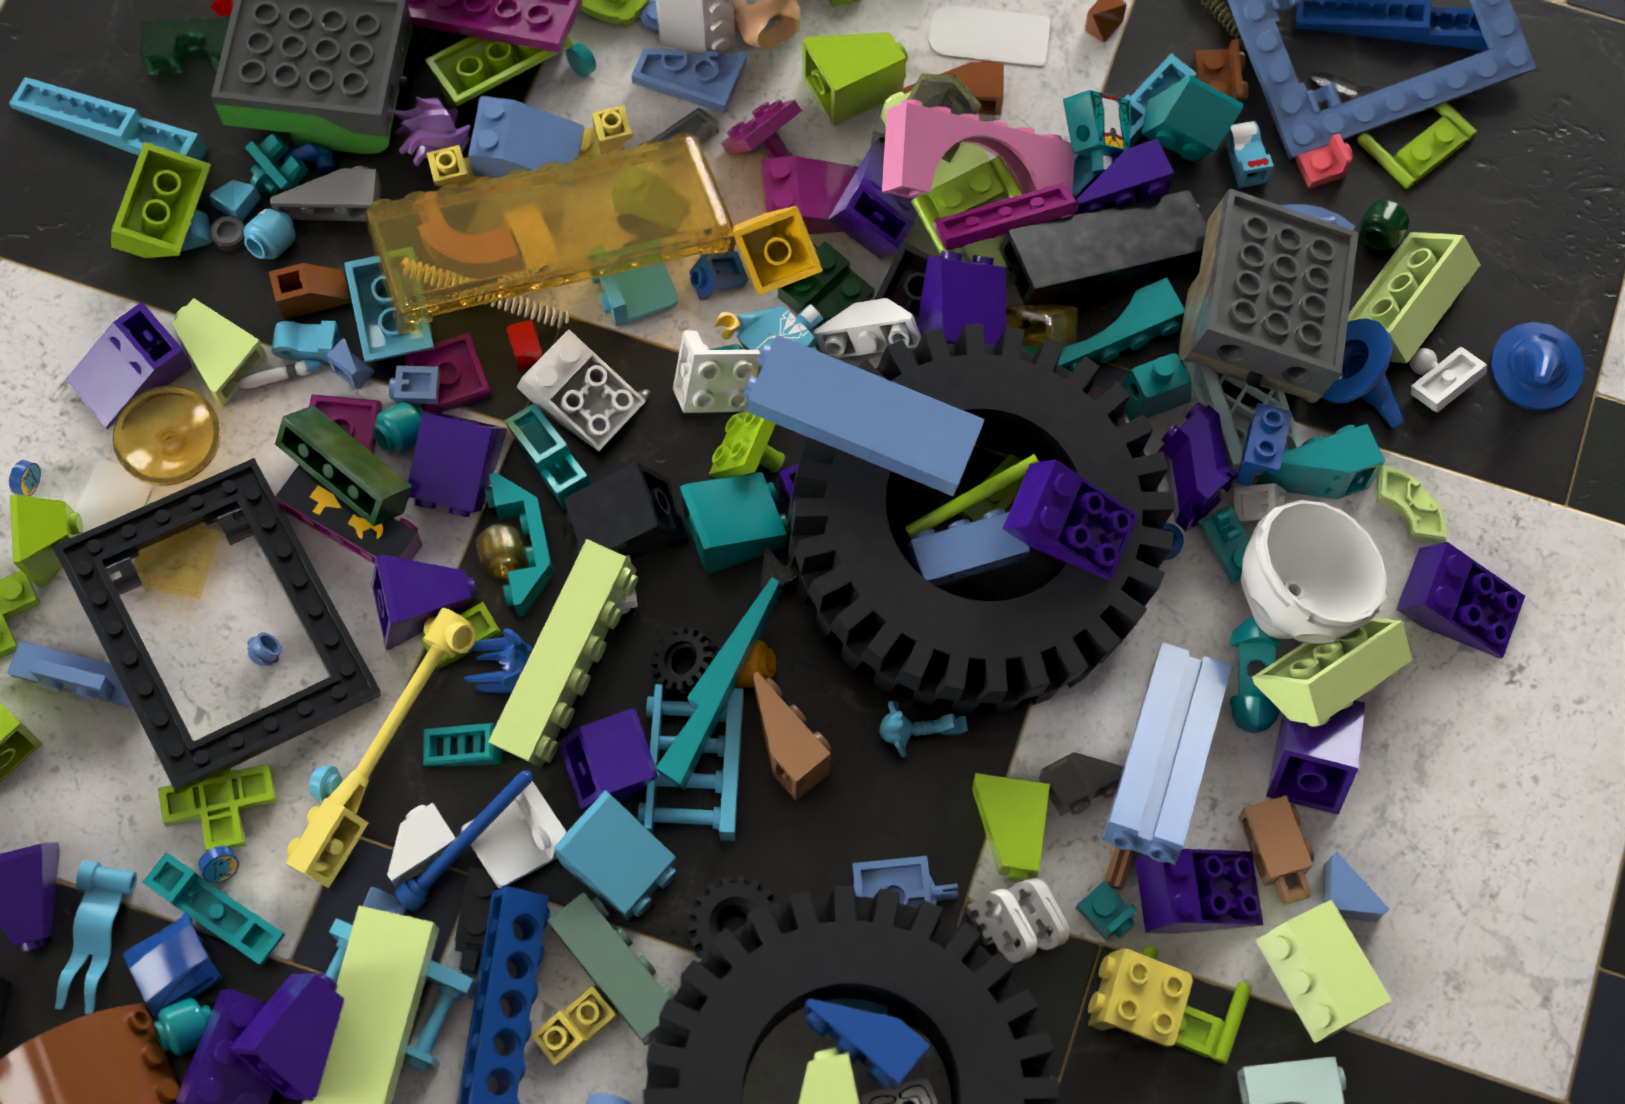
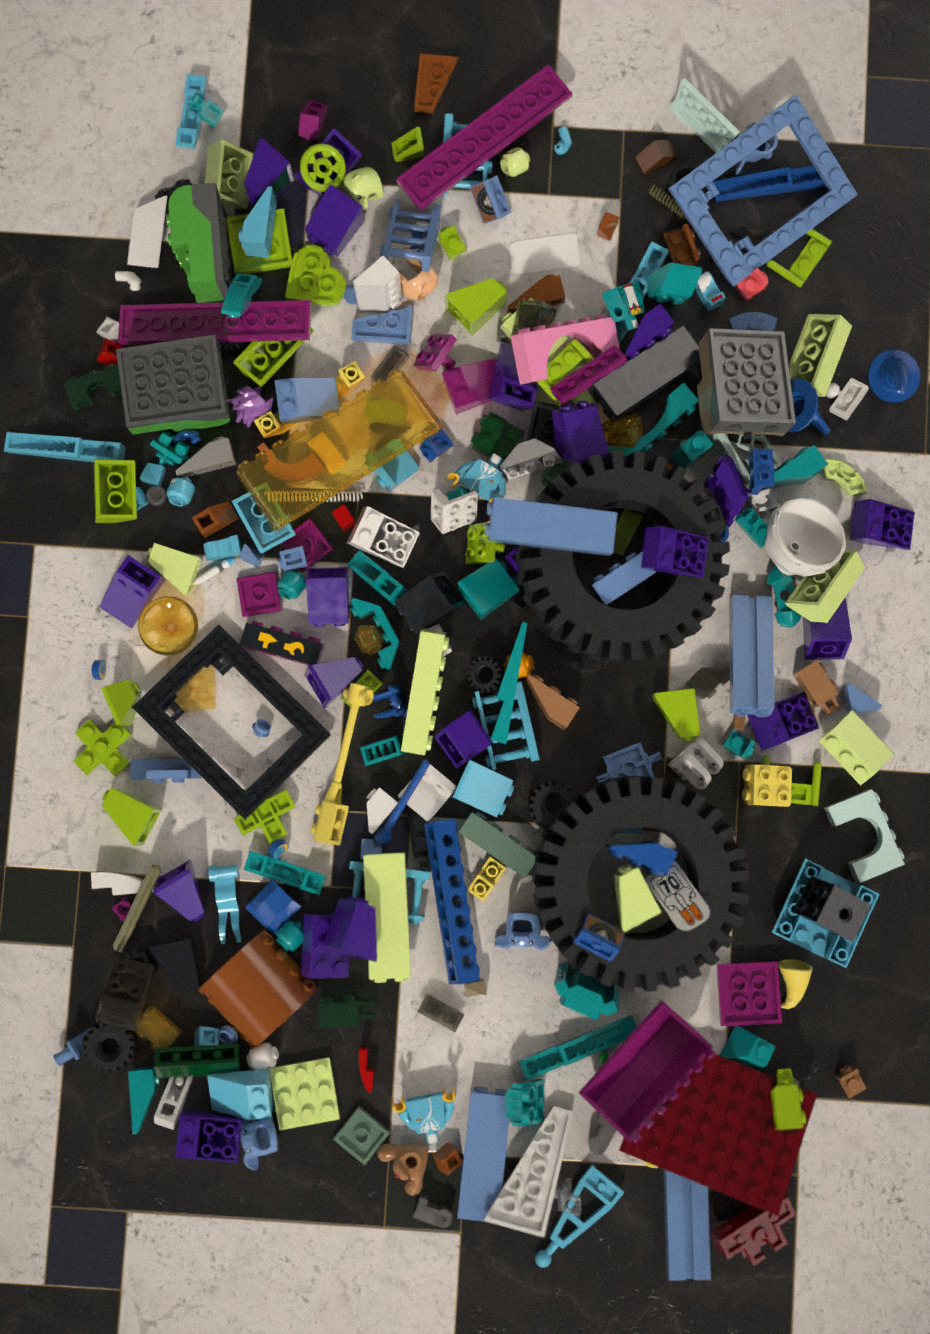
camera: 15 degrees left, 15 degrees up
(324, 782) = (318, 790): medium azure plate -> none
(343, 465) = (271, 618): dark green brick -> none
(581, 59) = (320, 335): teal tile -> none
(776, 249) = (466, 426): yellow slope -> none
(897, 728) = (607, 679): medium azure piece -> none
(971, 497) = (618, 550): lime bar -> none
(1383, 225) = (793, 315): dark green head -> none

